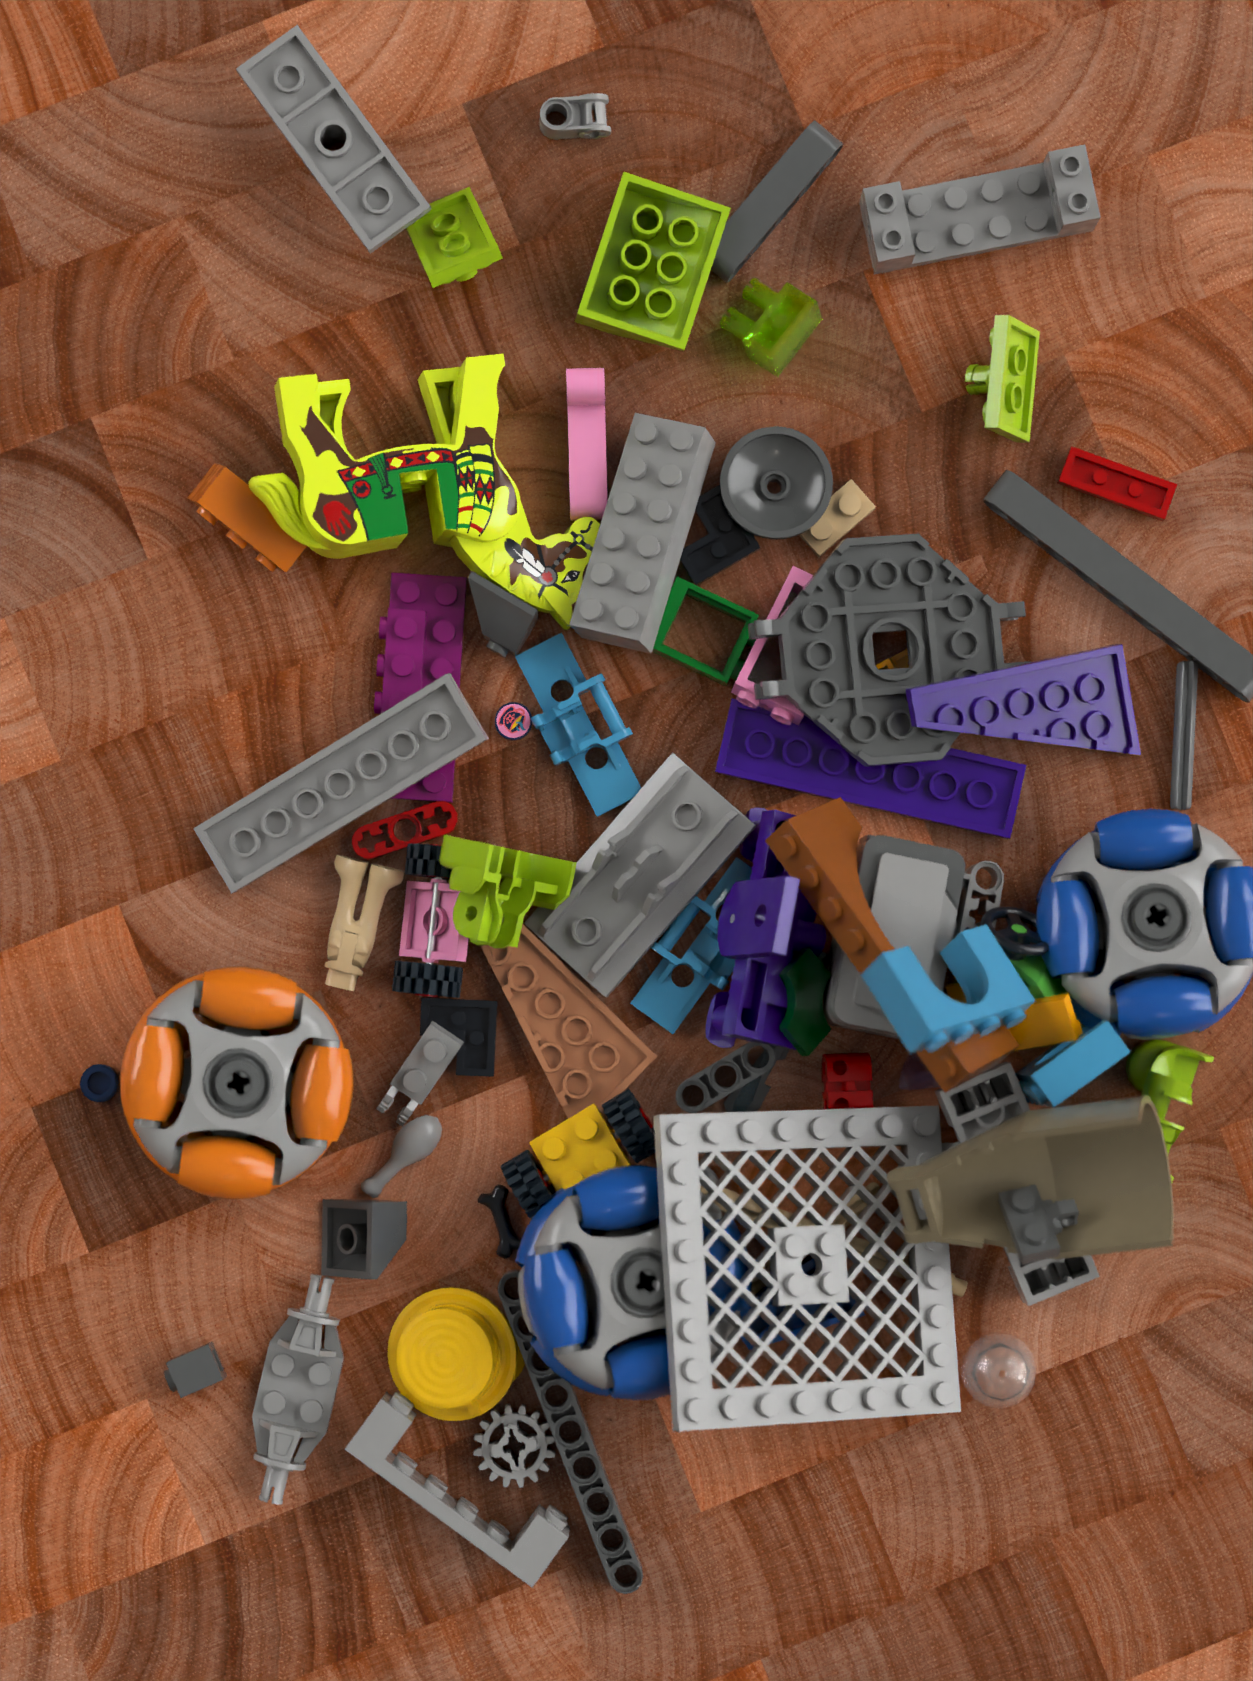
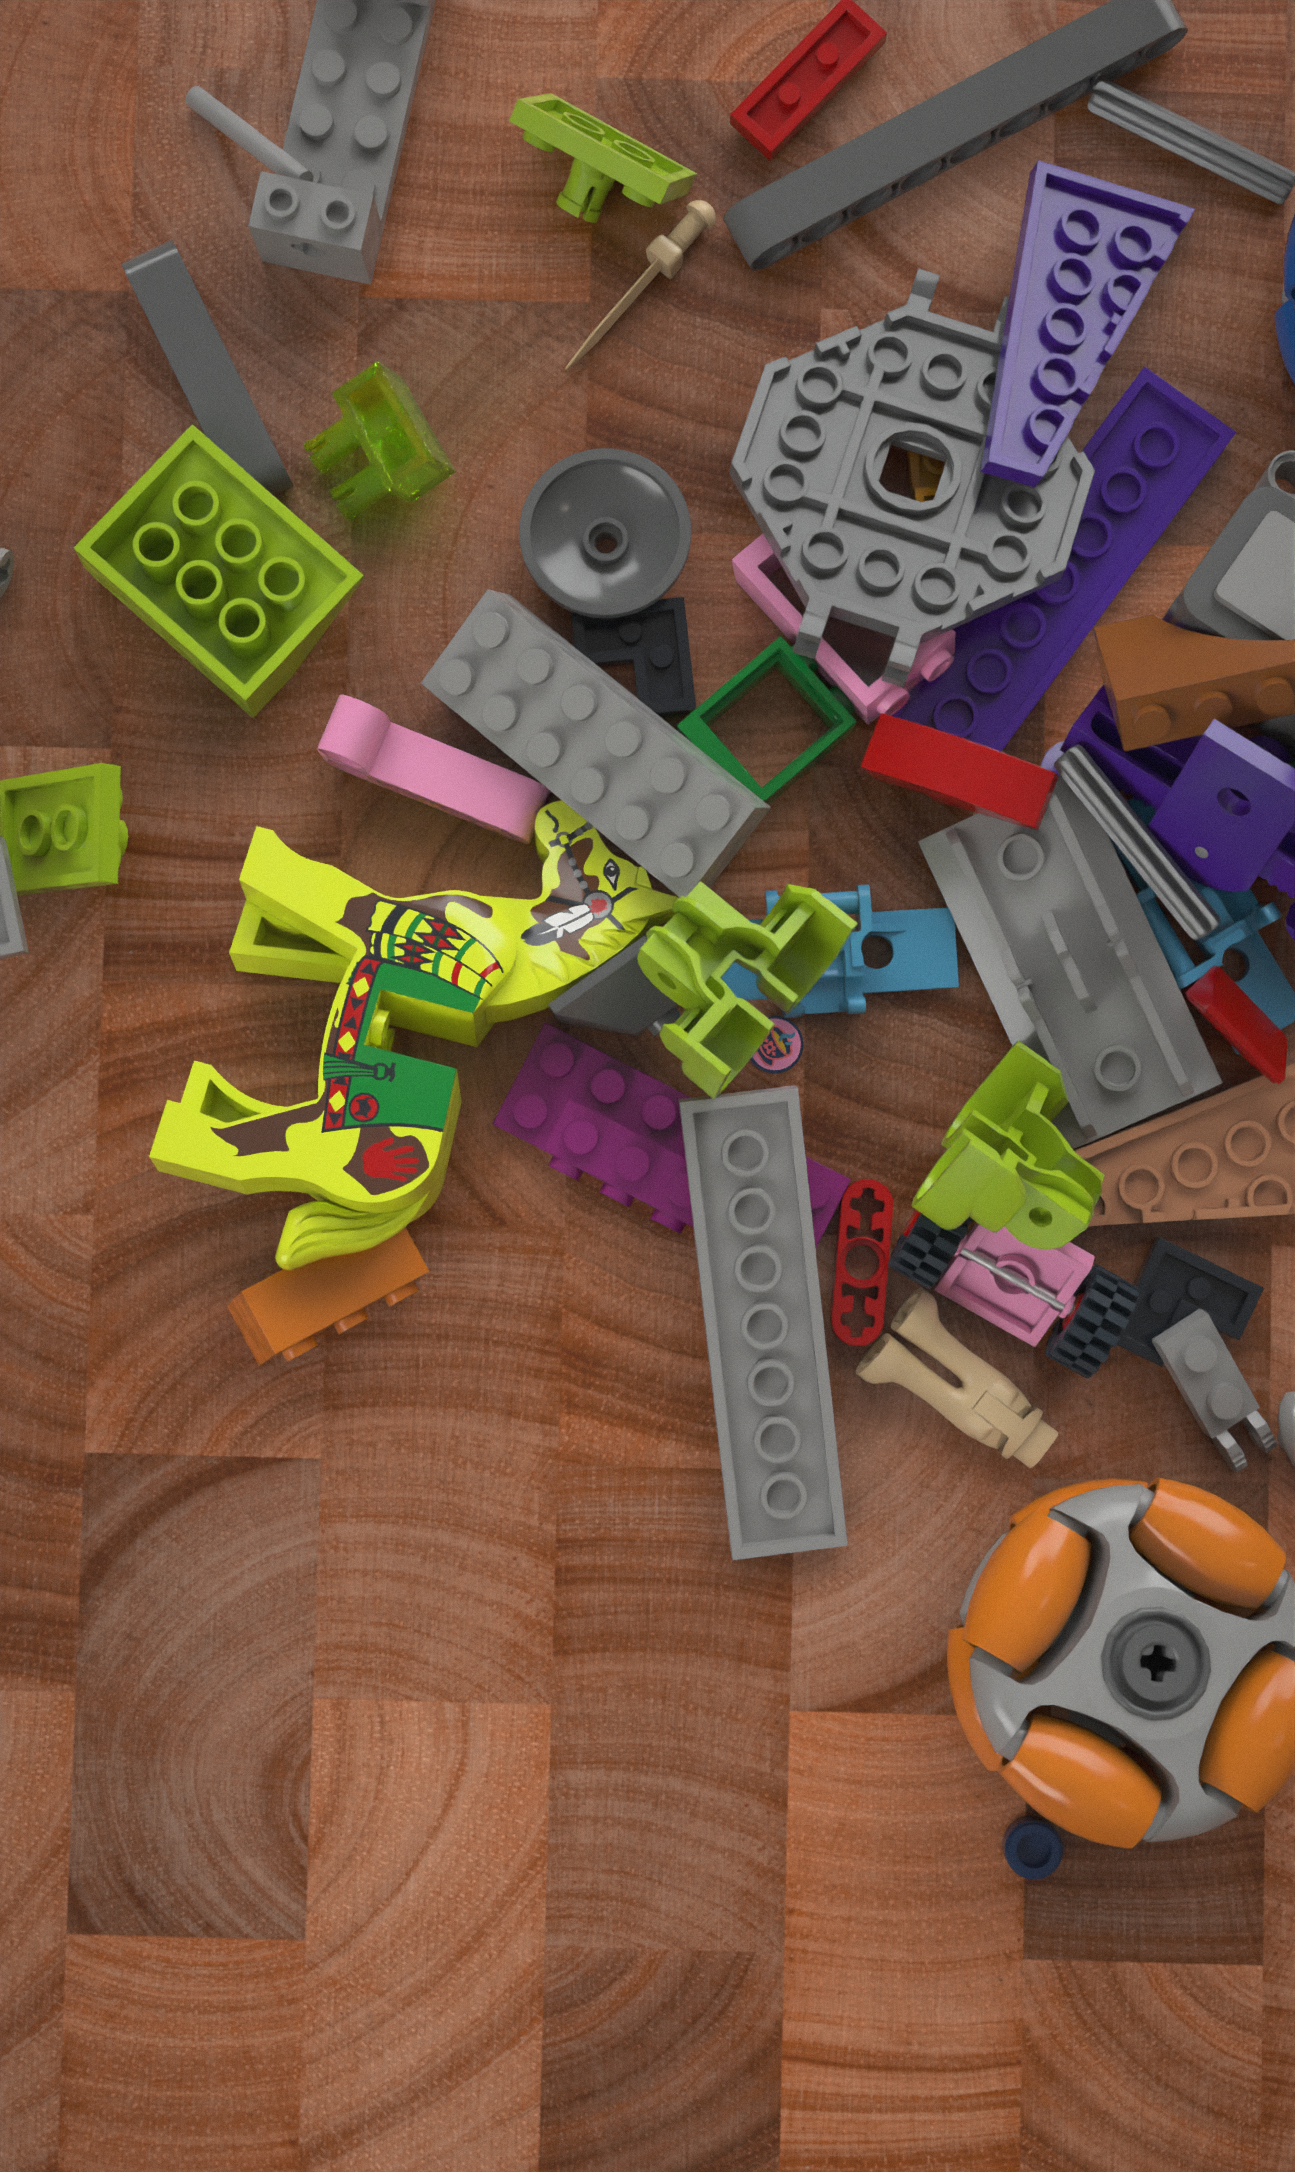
camera: 65 degrees left, 0 degrees up
(544, 643) = (701, 944): none -> lime piece
(645, 992) = (1241, 1023): none -> red slope
(720, 755) = (958, 772): none -> red slope
(724, 880) = (1137, 842): none -> dark grey axle
(843, 513) = (684, 458): tan plate -> none
(925, 162) = (245, 135): none -> light grey bar
(968, 445) = (665, 256): none -> tan sword

